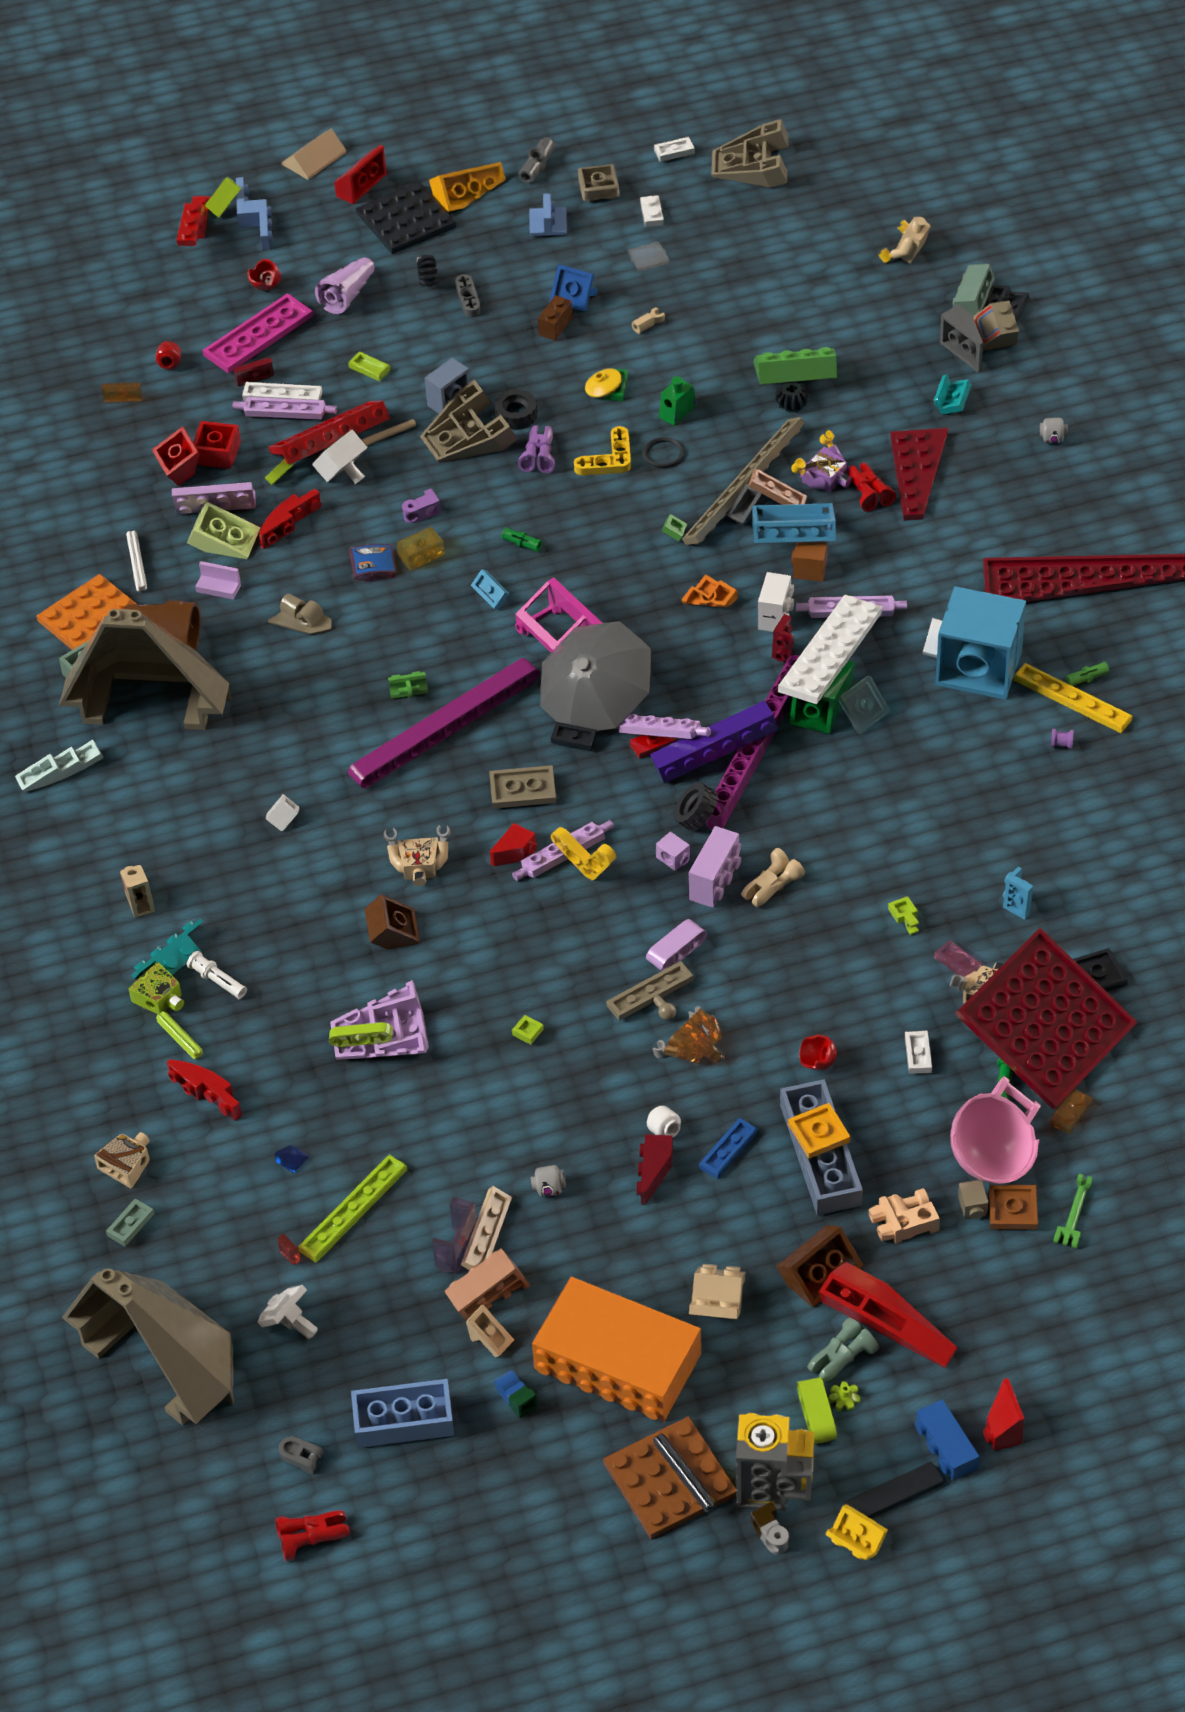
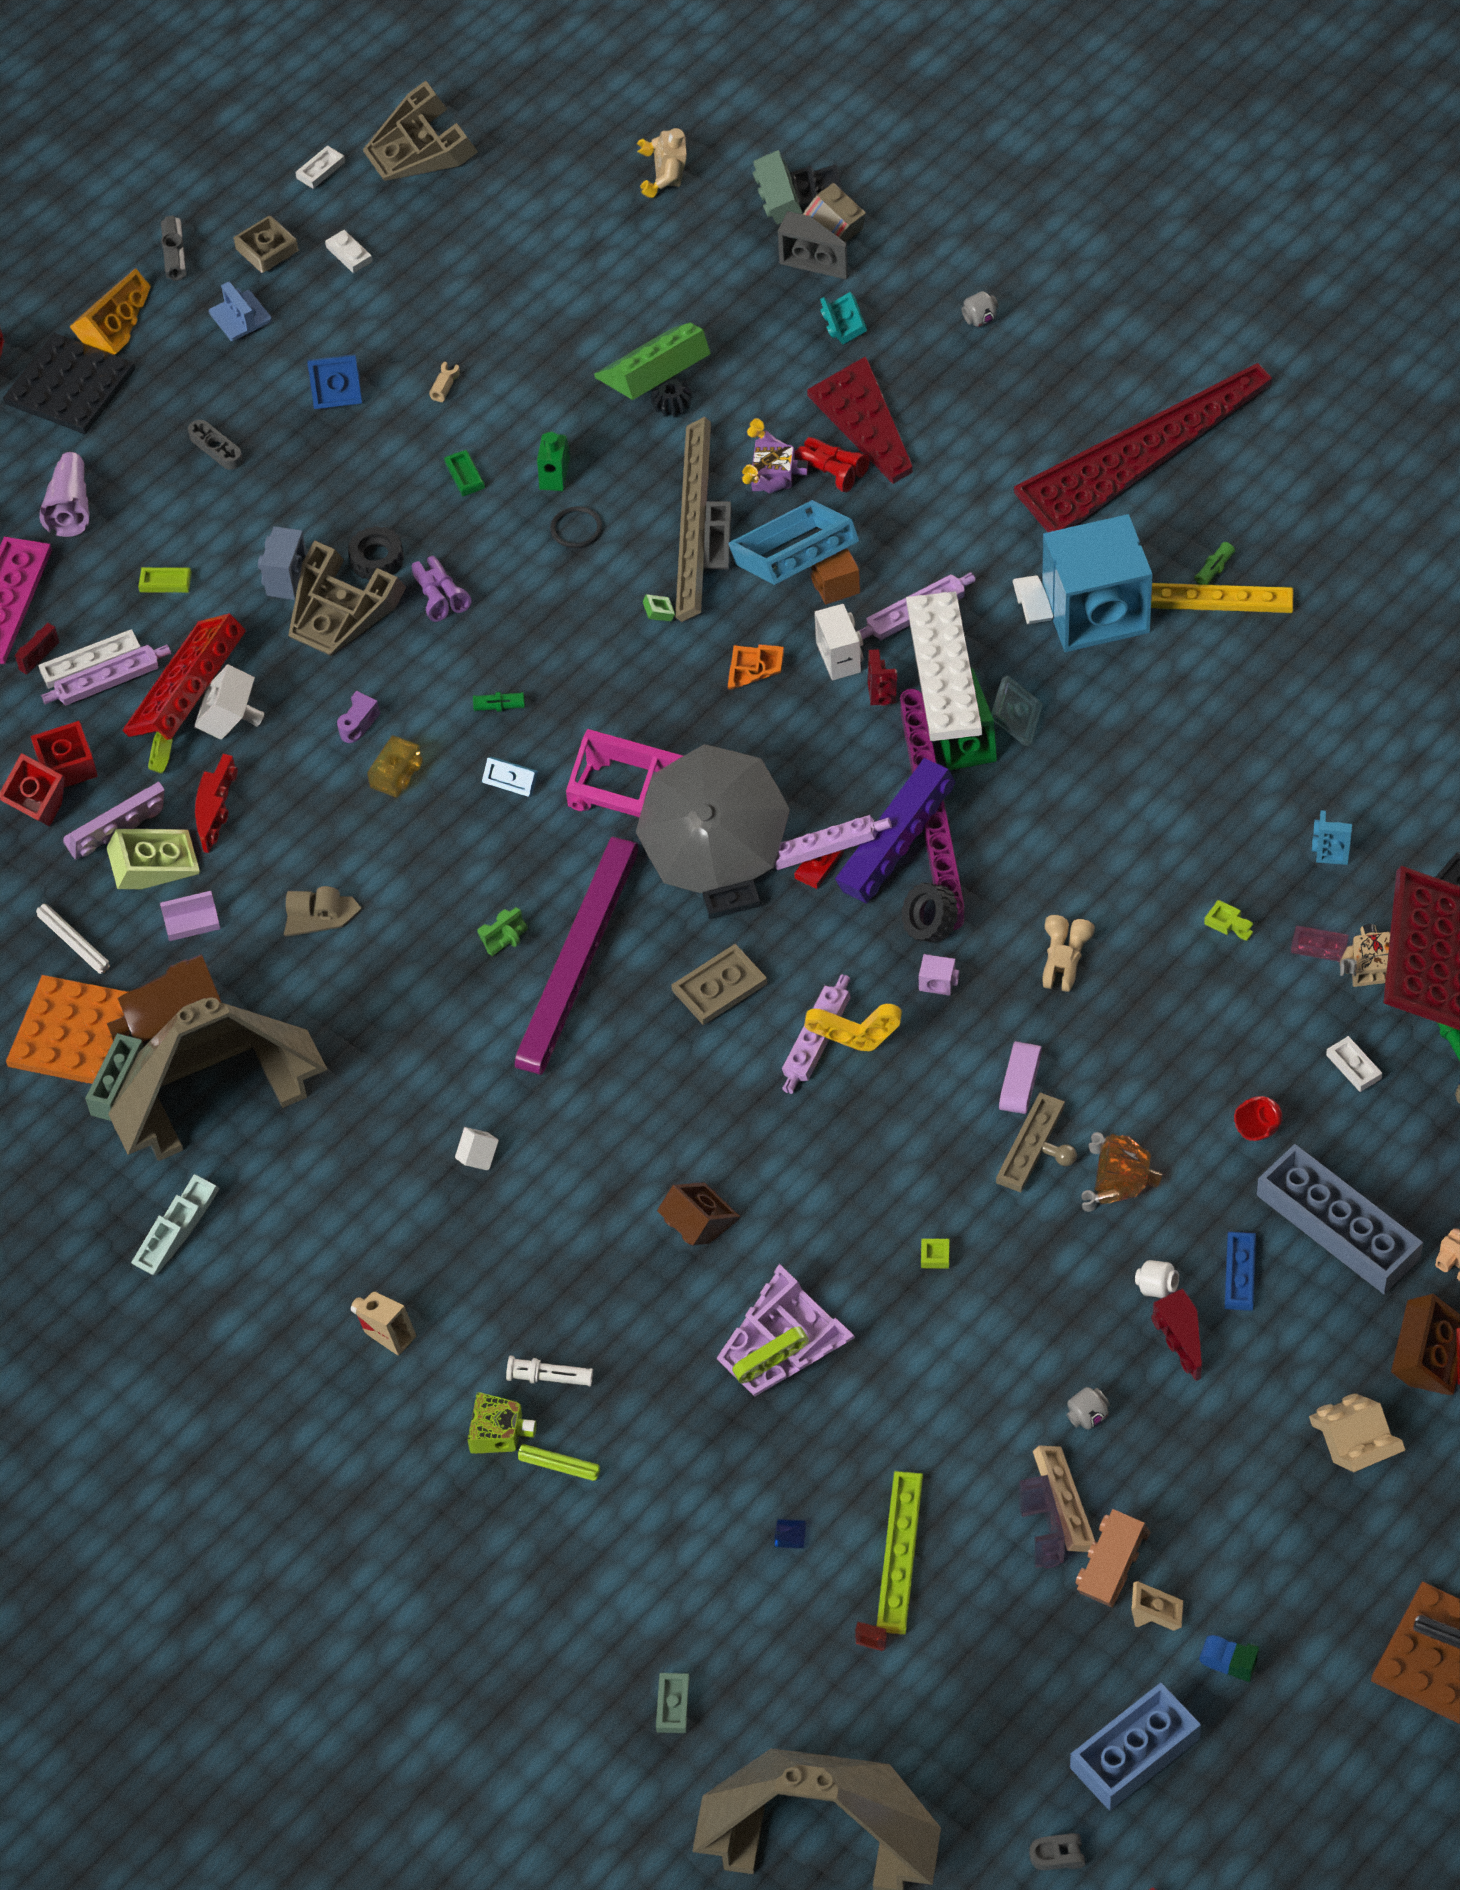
camera: 30 degrees left, 5 degrees up
(124, 1158) = (610, 1635): torso -> none
(173, 955) = (481, 1371): teal bracket -> none
(203, 1082) = (627, 1501): red slope -> none
(284, 1310) = (921, 1707): white piece -> none
(372, 561) = (350, 807): slope -> none
(389, 432) = (251, 644): tan bar -> none
(418, 857) = (668, 1122): tan torso -> none
(427, 270) = (151, 436): black gear -> none
(513, 846) = (764, 1055): red slope -> none
(555, 318) = (339, 425): reddish brown brick -> none
(603, 383) = (450, 477): yellow dish -> none
(612, 460) = (527, 562): yellow beam -> none
(617, 1349) = (1304, 1551): orange brick -> none
(648, 256) = (384, 306): clear piece -> none
(714, 867) = (1001, 969): lavender brick -> none
(775, 489) = (741, 512): nougat tile -> none
(819, 1130) = (1336, 1202): light orange plate -> none
(1062, 738) = (1242, 648): medium lavender bush -> none

